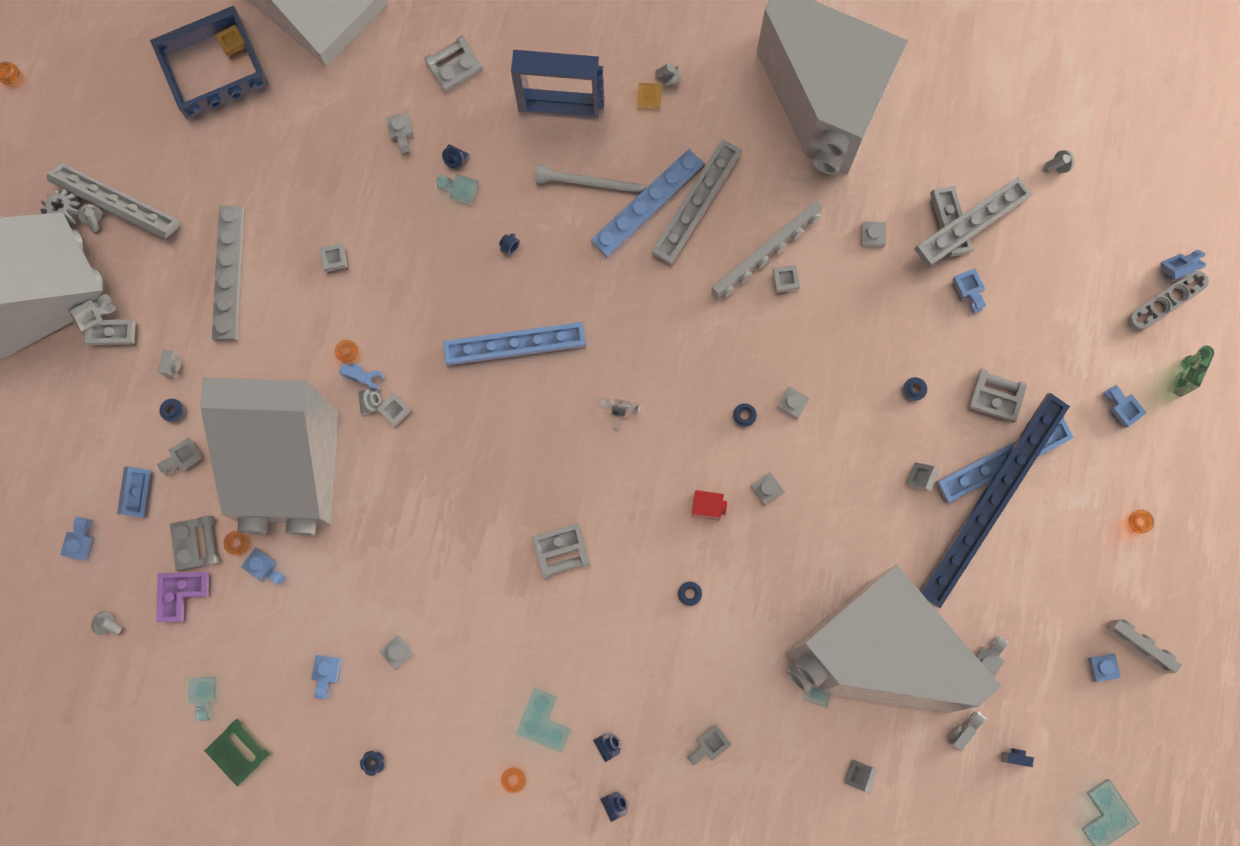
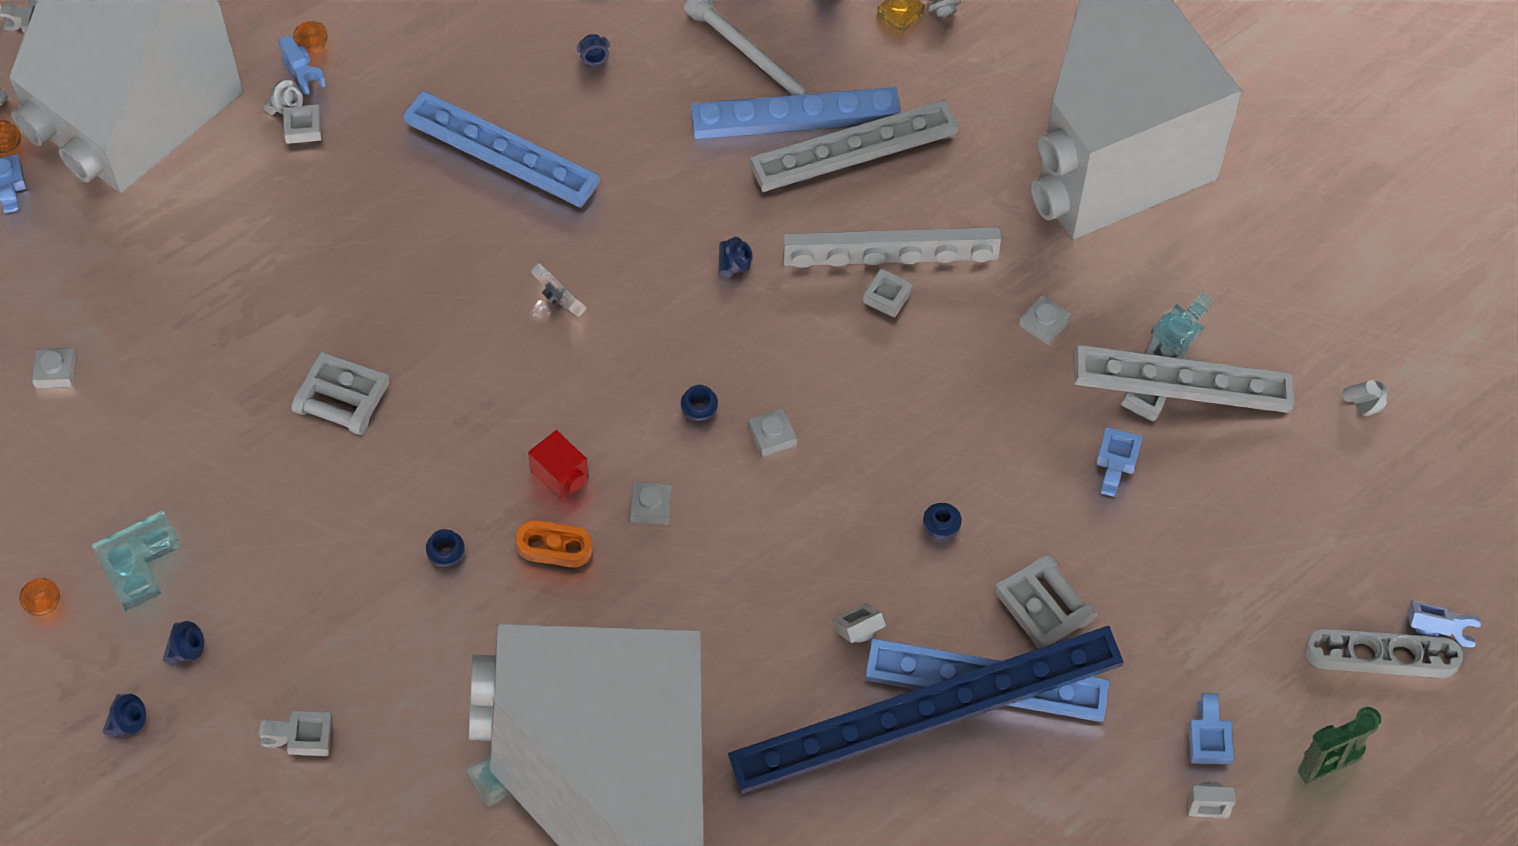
camera: 35 degrees right, 20 degrees down
(690, 316) = (734, 257): none -> dark blue plate
(741, 549) = (555, 541): none -> orange plate
(947, 191) = (1181, 327): none -> clear light blue plate
(1151, 441) = (1210, 800): none -> light grey plate

